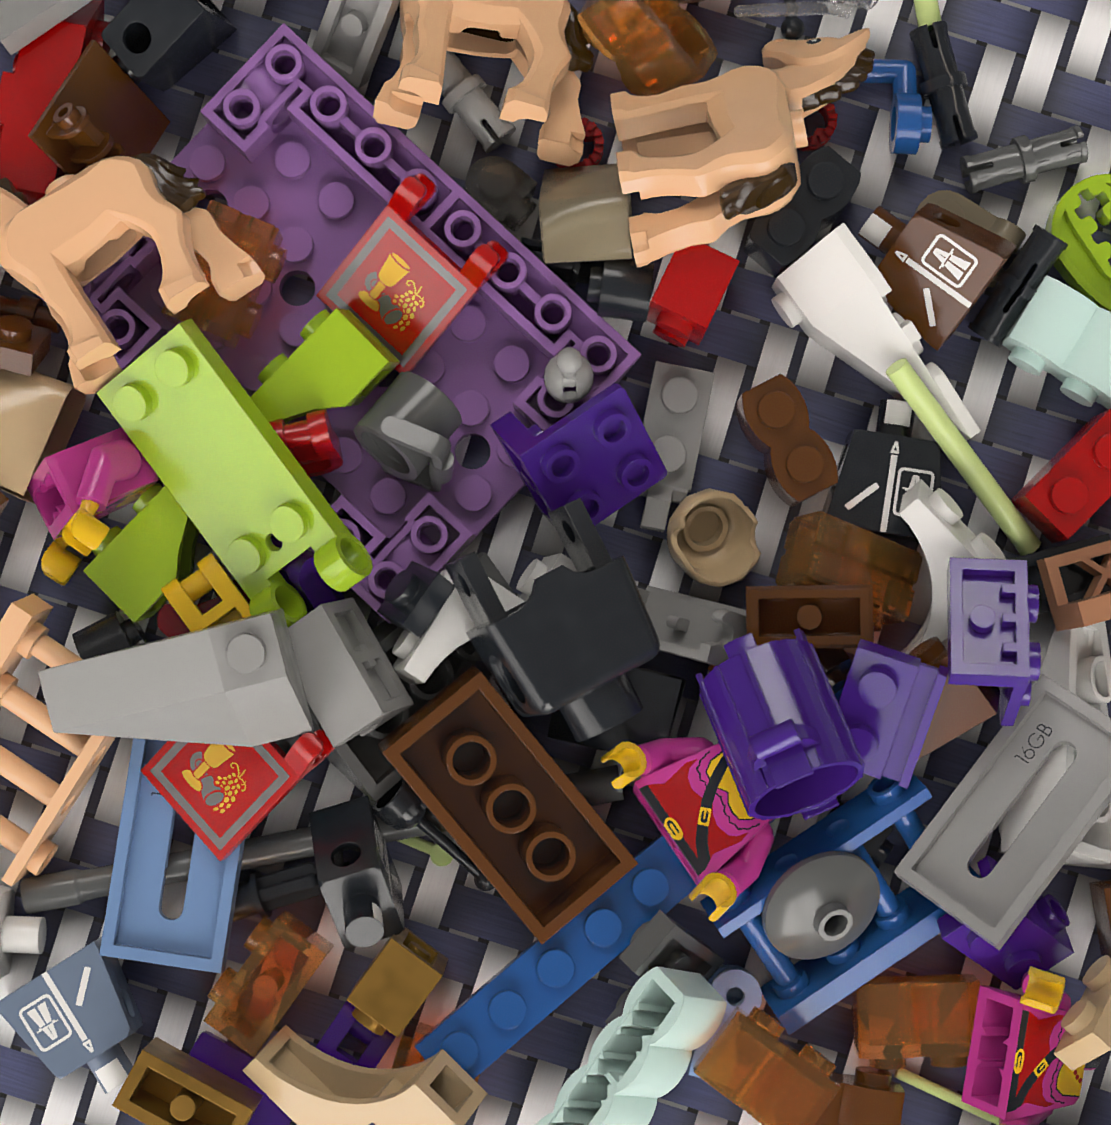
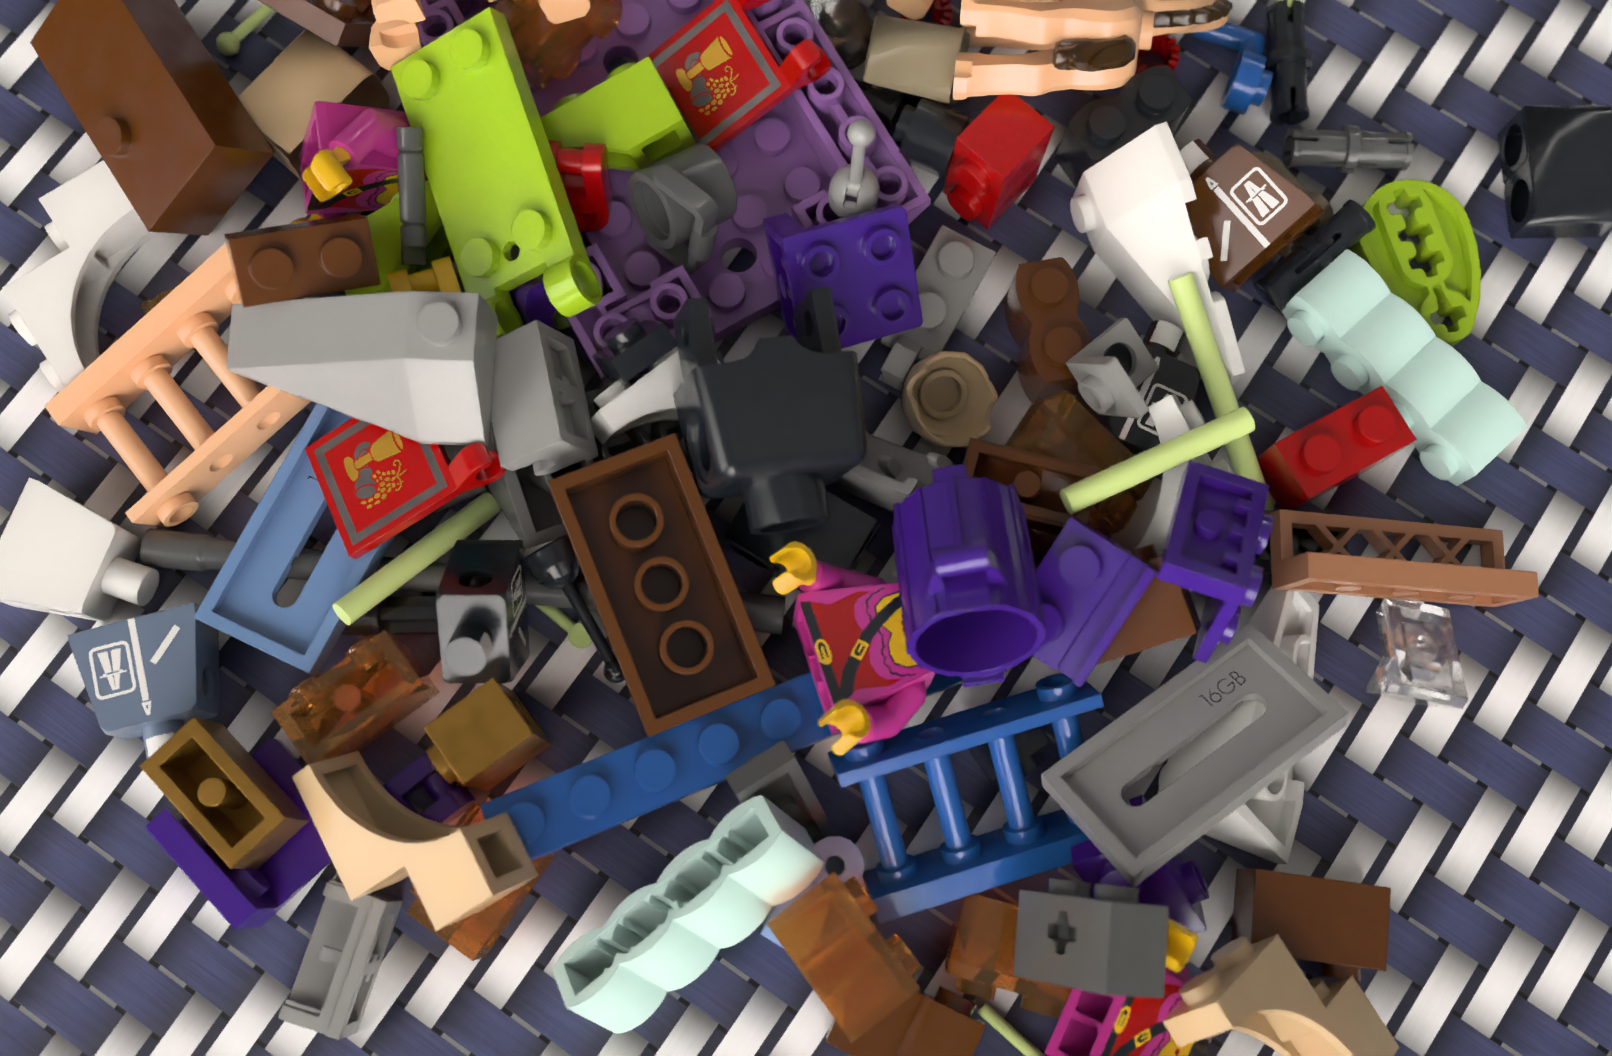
camera: 10 degrees right, 10 degrees down
(86, 610) = (302, 259): none -> reddish brown brick
(159, 510) = (411, 195): none -> dark grey wheel
(272, 844) = (415, 558): none -> yellowish green bar
(821, 905) = (941, 770): dark grey dish -> none
(855, 498) = (1103, 379): none -> light grey bracket
(921, 565) = (1157, 460): none -> yellowish green bar
(974, 1006) = (1092, 942): none -> dark grey brick

